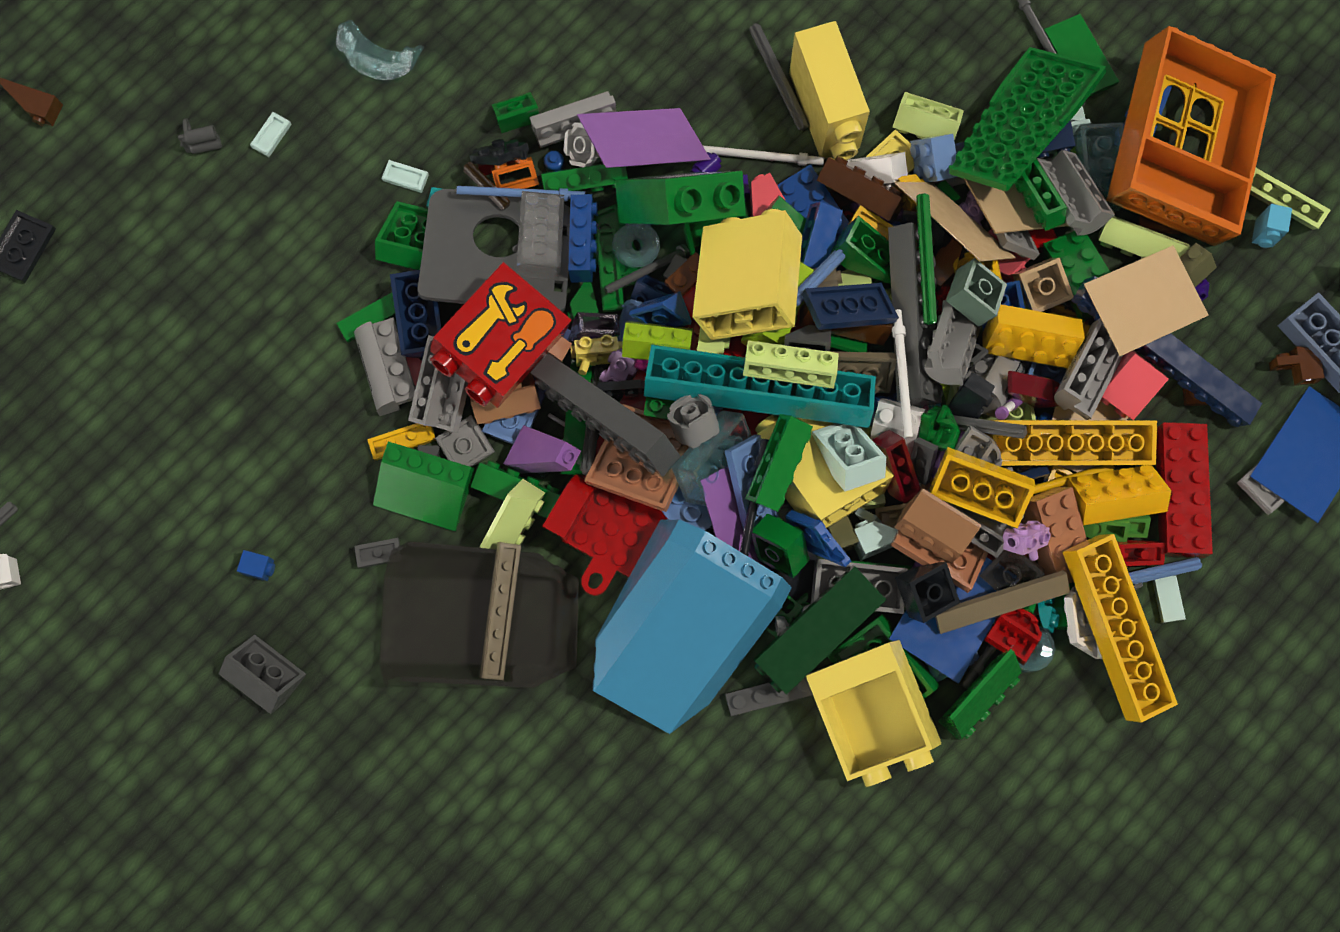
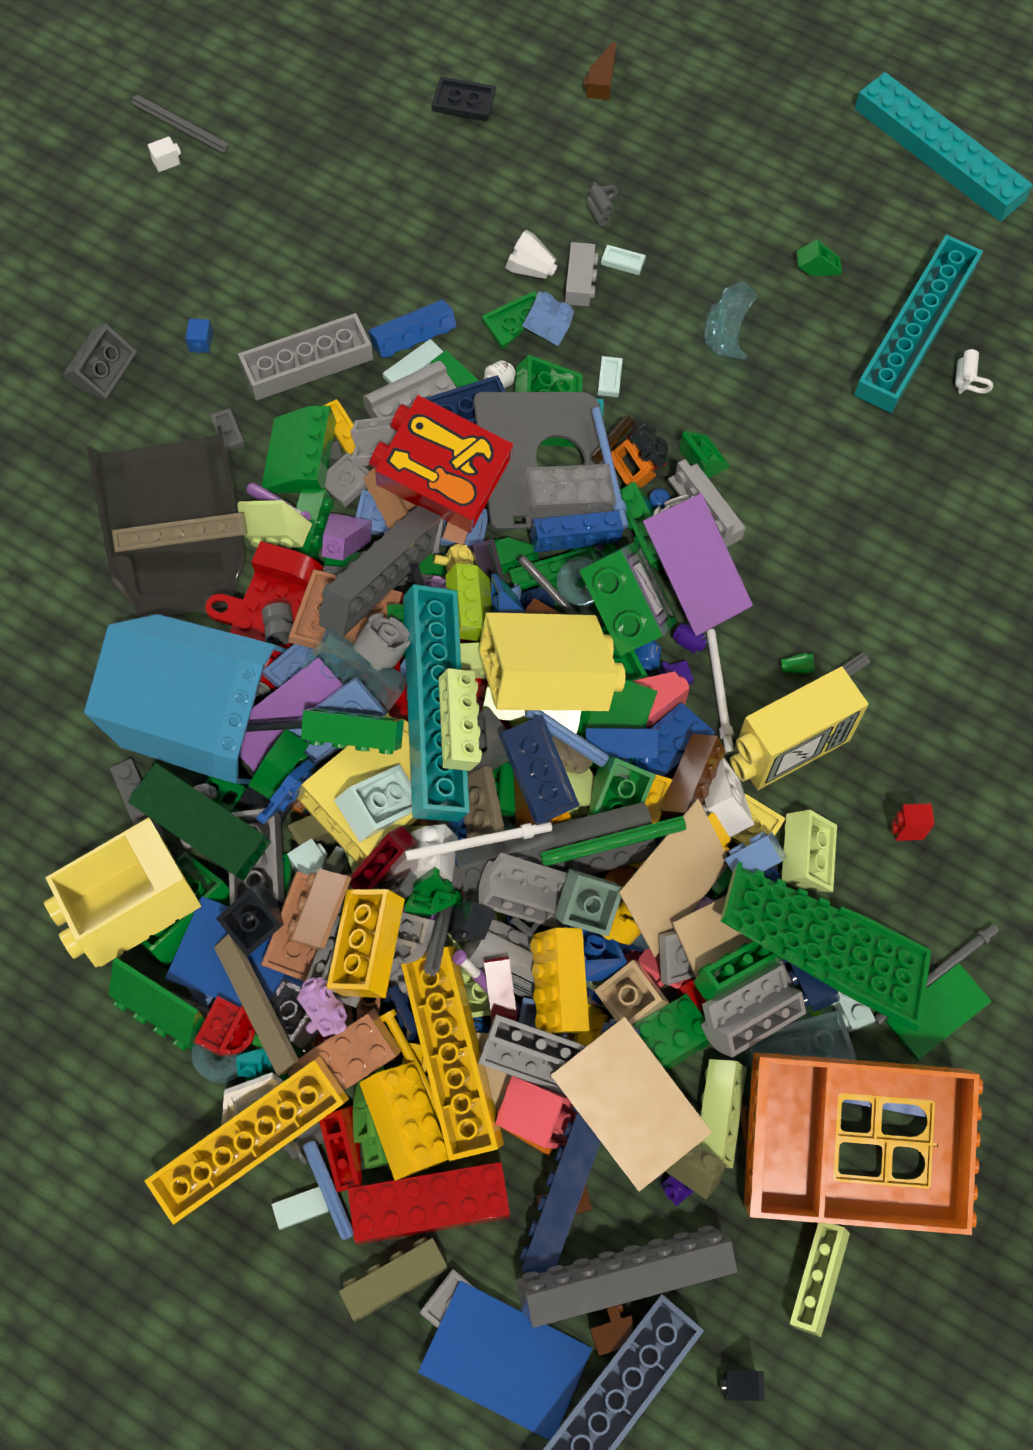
camera: 75 degrees right, 10 degrees down
(249, 219) = (531, 257): none -> white cone
(280, 176) = (581, 274): none -> light grey brick
(305, 349) = (412, 328): none -> blue brick
(313, 460) = (305, 356): none -> light grey brick
(315, 252) = (507, 321): none -> green wing
(328, 213) = (549, 318): none -> medium blue bracket
(343, 358) = (413, 362): none -> light aqua tile
(379, 277) = (503, 370): none -> white head
(478, 515) = (264, 495): none -> medium lavender piece
(636, 522) = (277, 622): none -> dark grey wheel
(749, 79) = (800, 663): none -> green cone
(921, 27) = (912, 822): none -> red brick
(1240, 530) = (393, 1279): none -> olive brick
(1271, 225) = (778, 1264): medium azure brick -> none
(1271, 342) = (625, 1275): none -> dark grey brick

